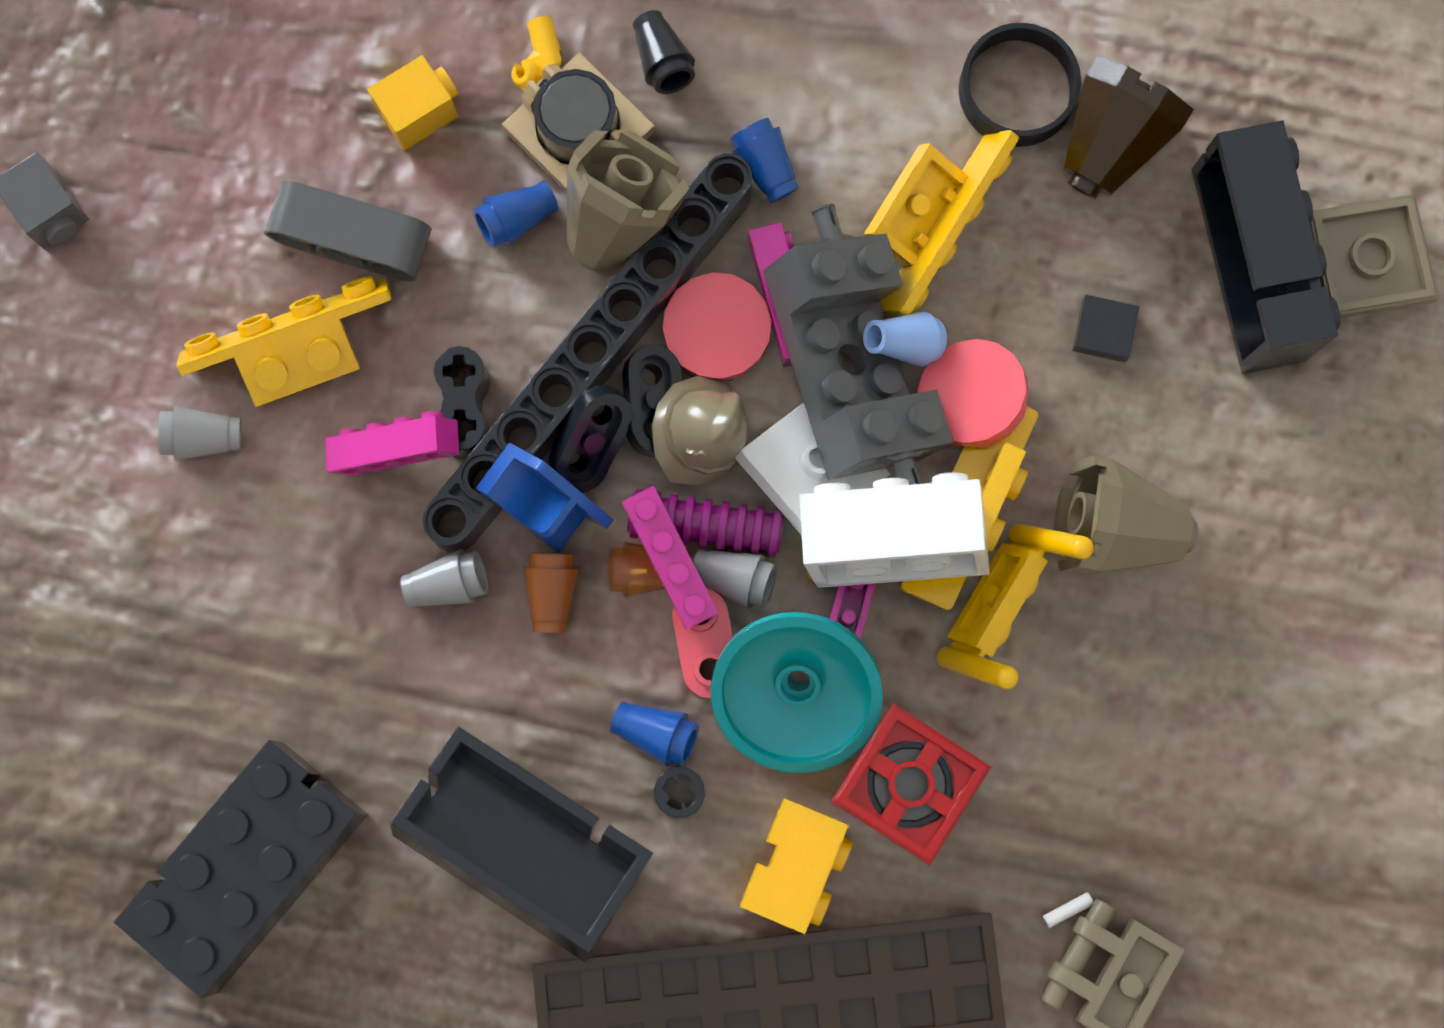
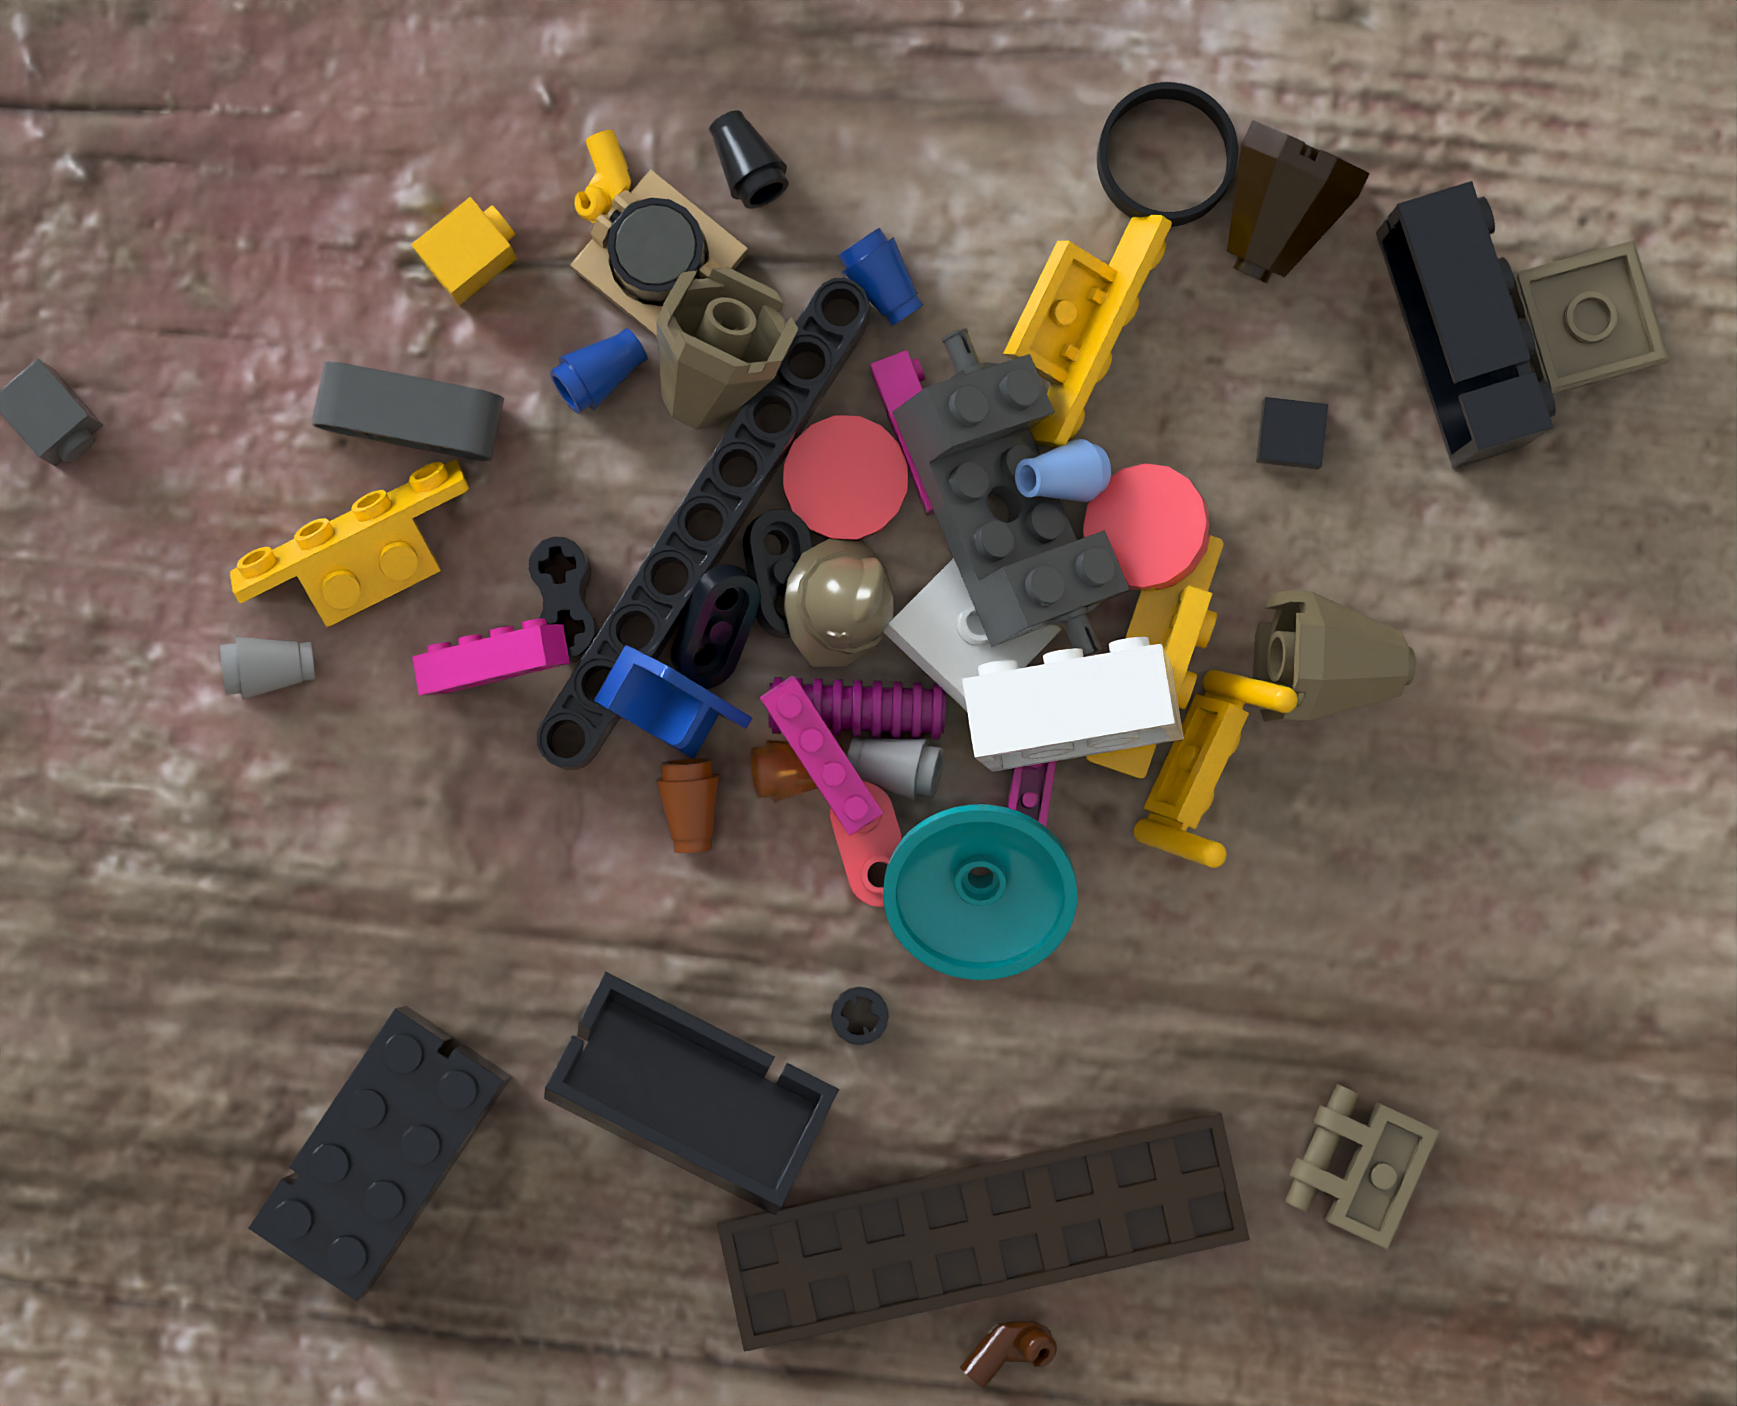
camera: 10 degrees left, 5 degrees up
(447, 581) = (571, 805): light grey cone -> none
(656, 731) = (826, 950): blue cone -> none
(799, 867) = (1001, 1089): yellow brick -> none
(910, 784) = (1117, 981): red piece -> none
(1068, 910) = (1307, 1099): white piece -> none

